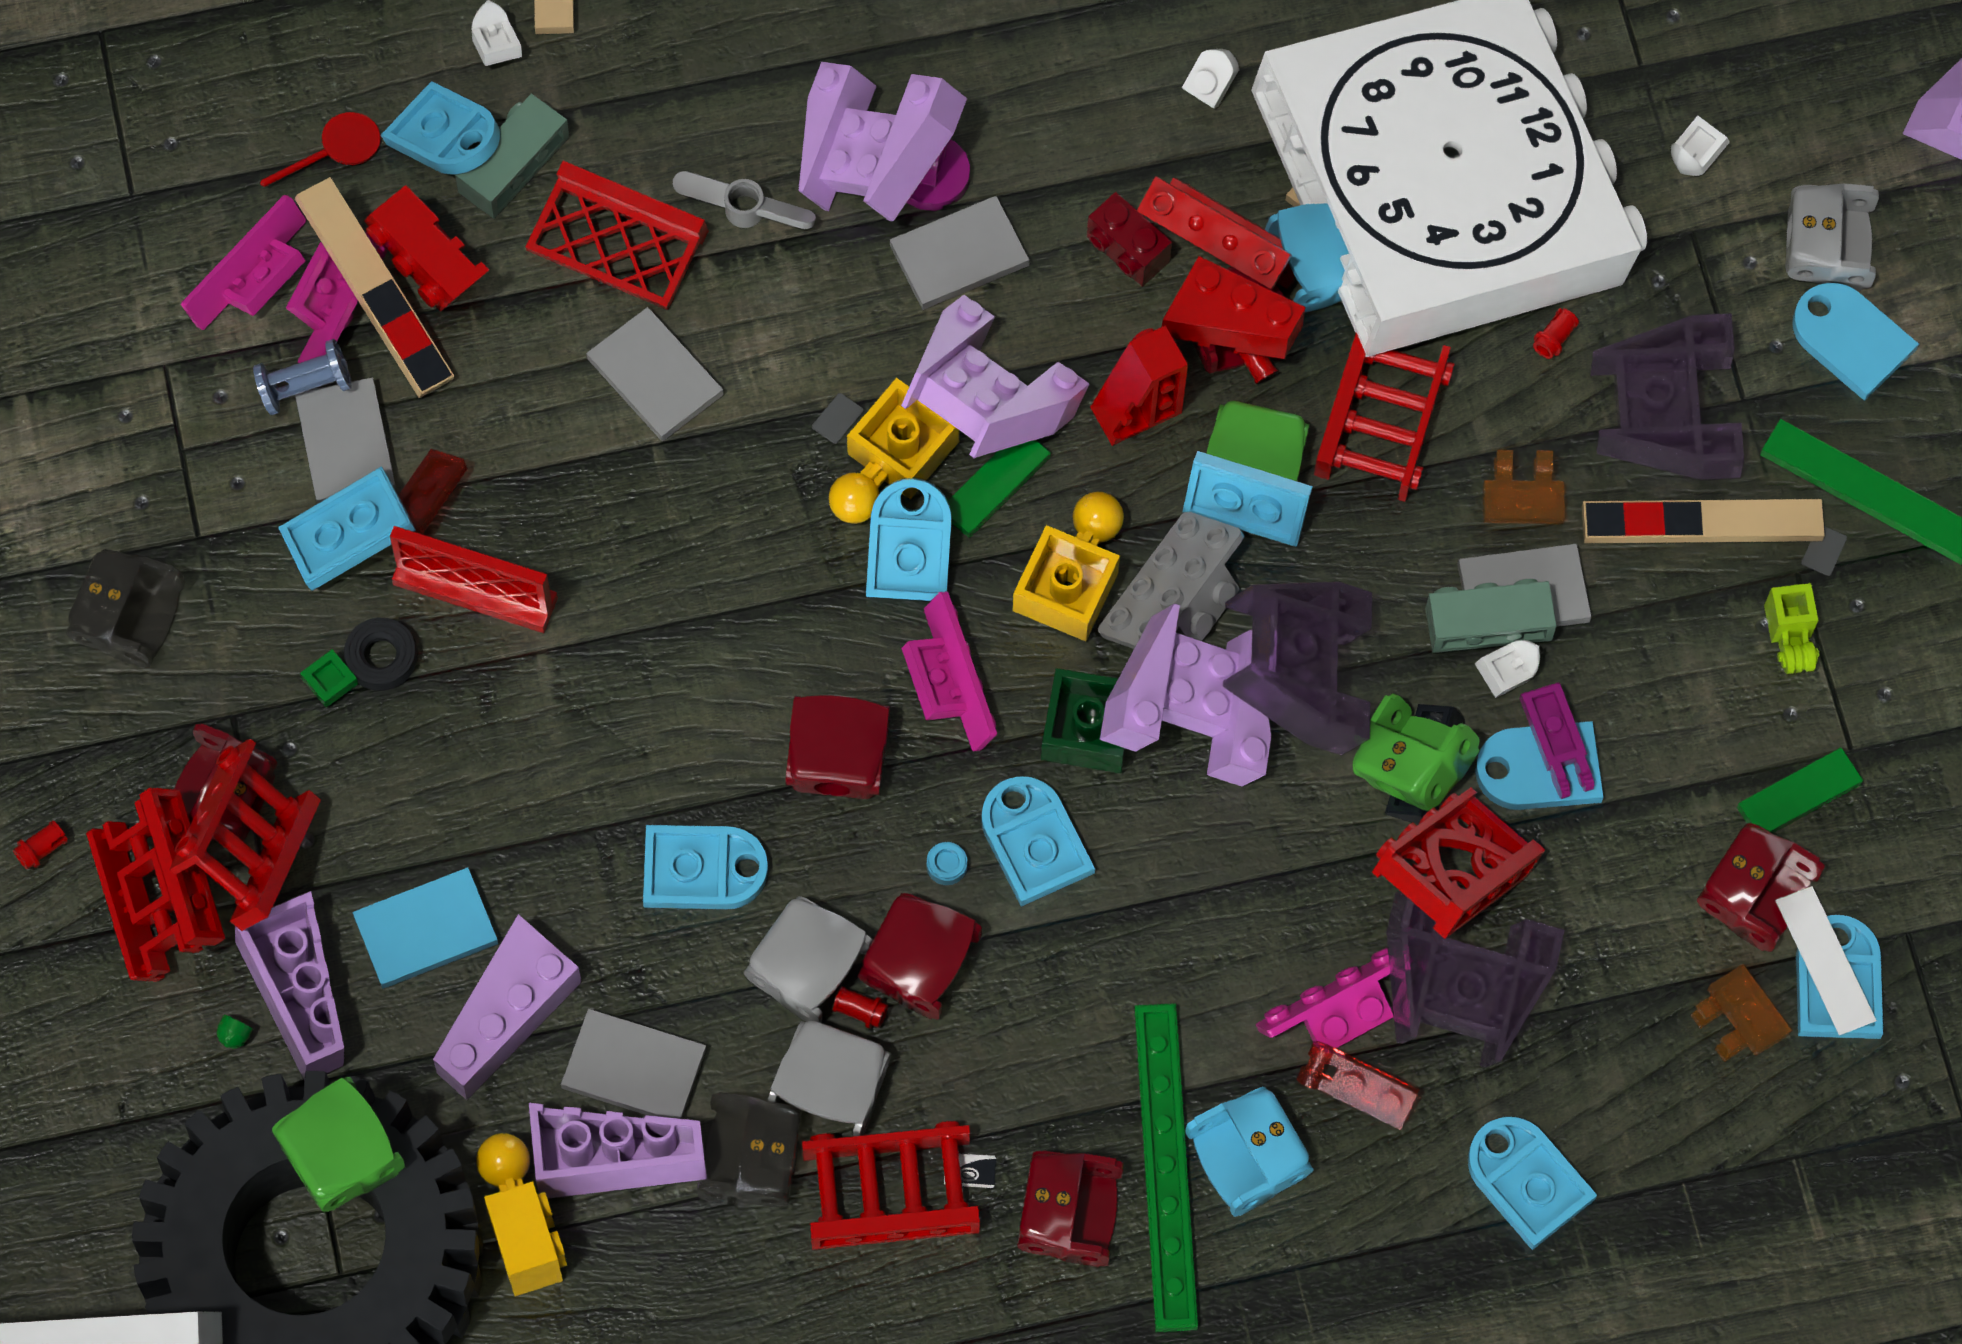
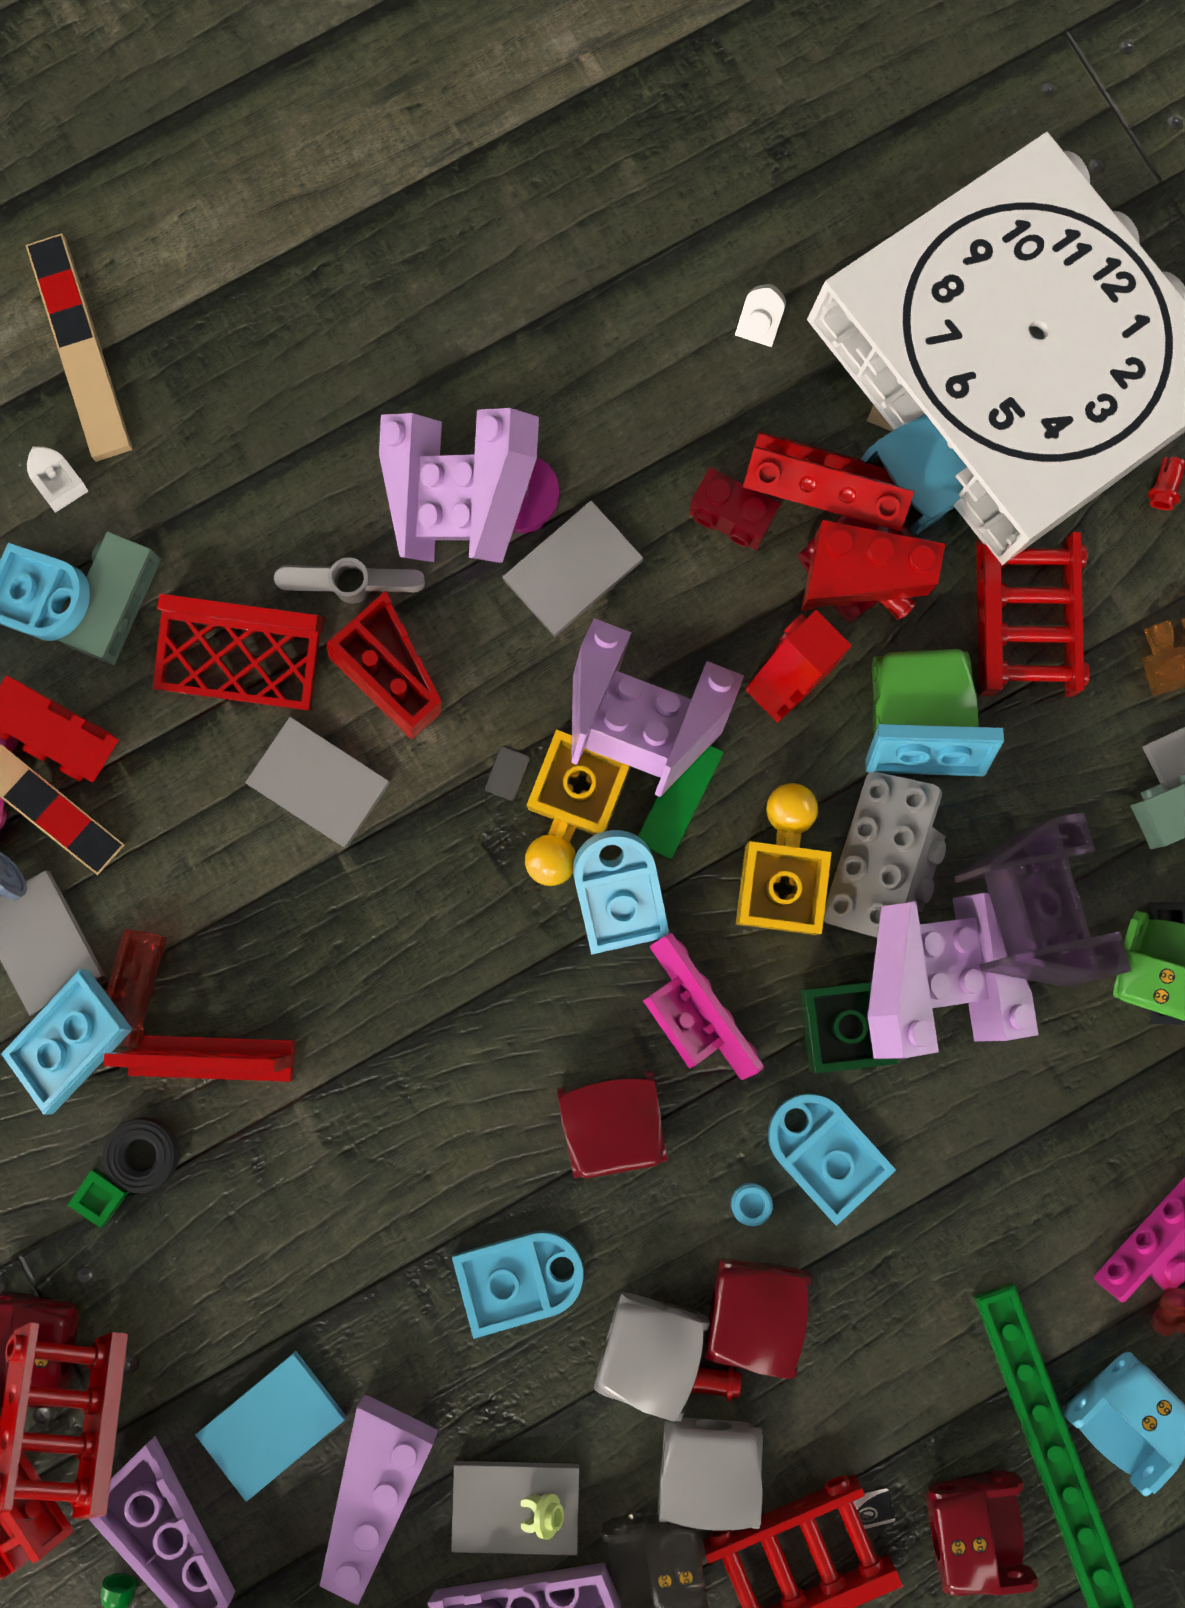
camera: 10 degrees left, 15 degrees up
(663, 1069) = (547, 1517): none -> yellowish green plate
(754, 286) = (385, 666): none -> red wedge

